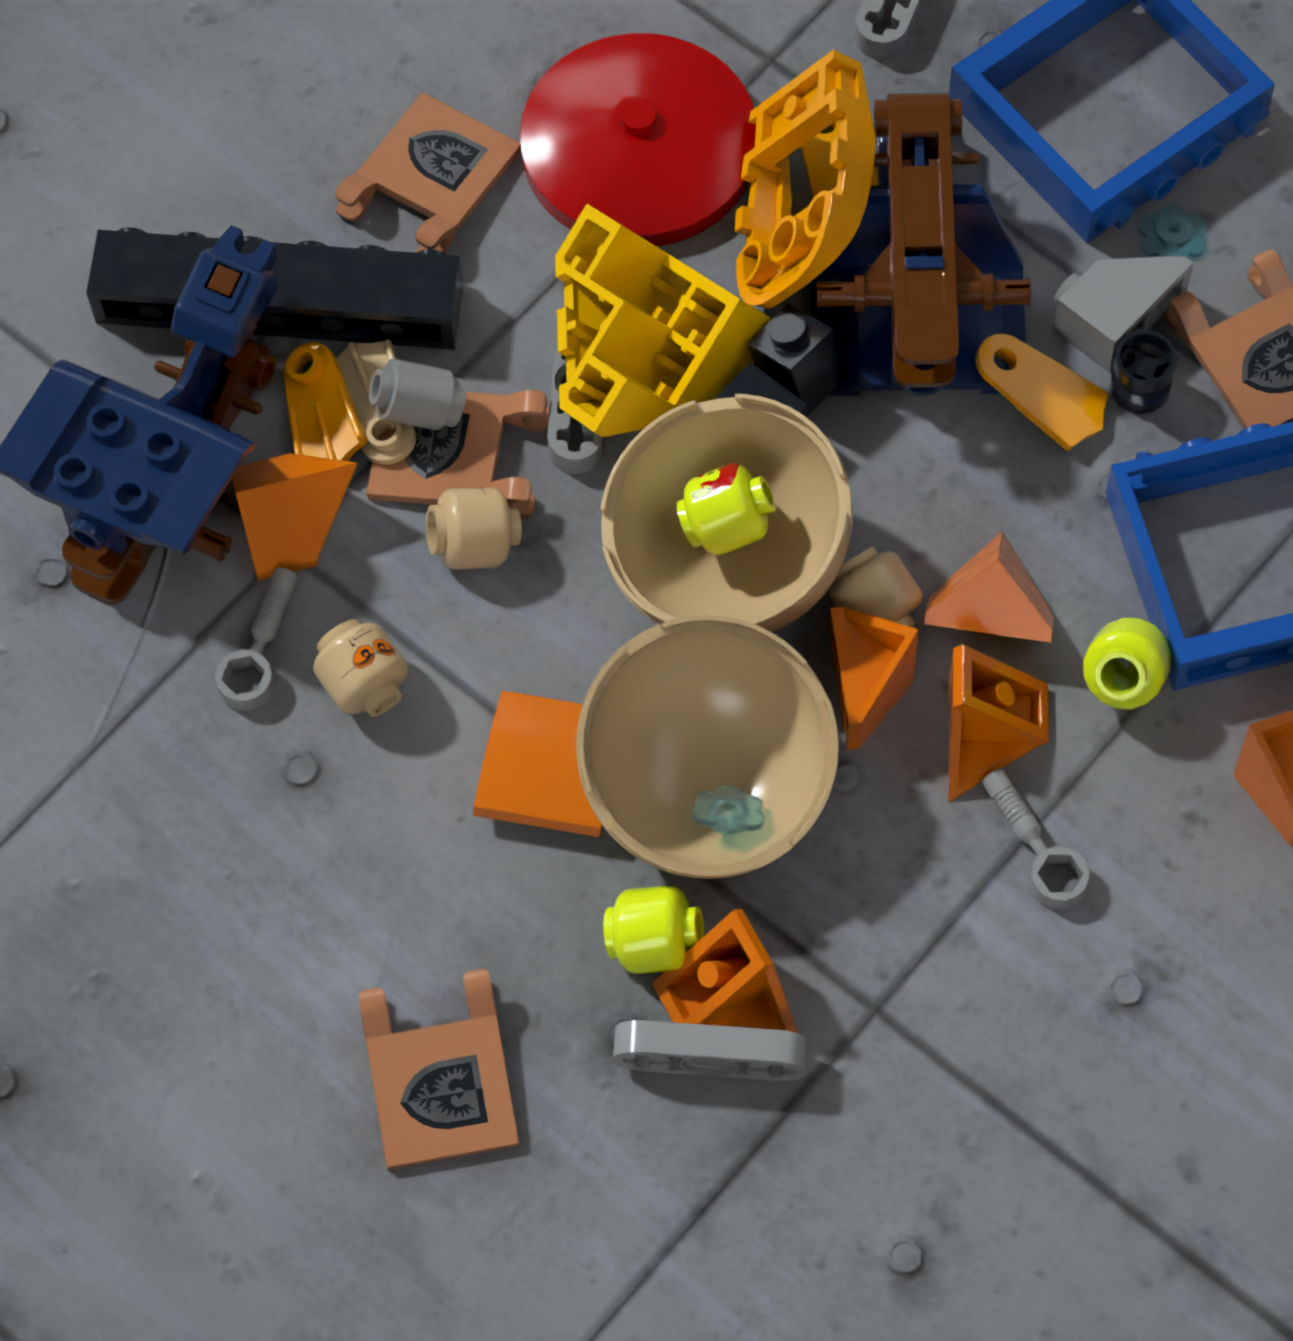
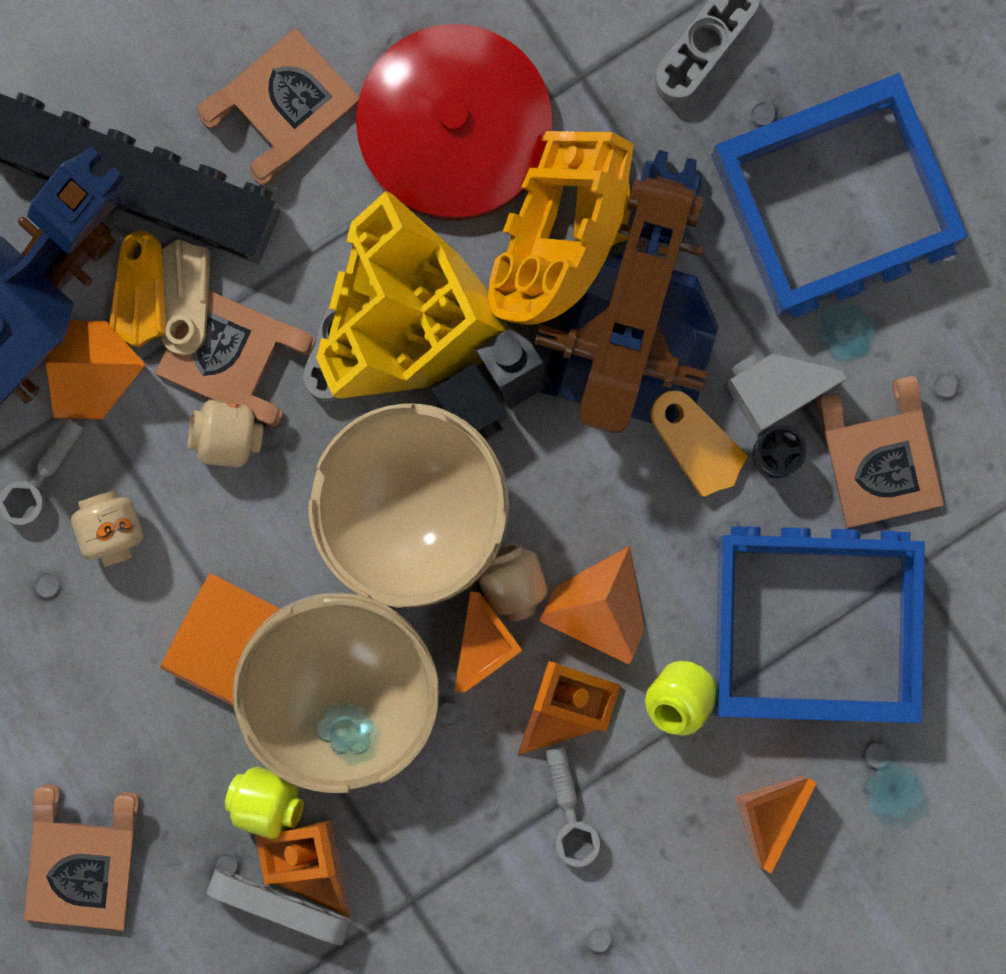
camera: 15 degrees right, 20 degrees up
(417, 395) = (209, 314): light grey brick -> none
(725, 509) = (415, 486): neon yellow head -> none

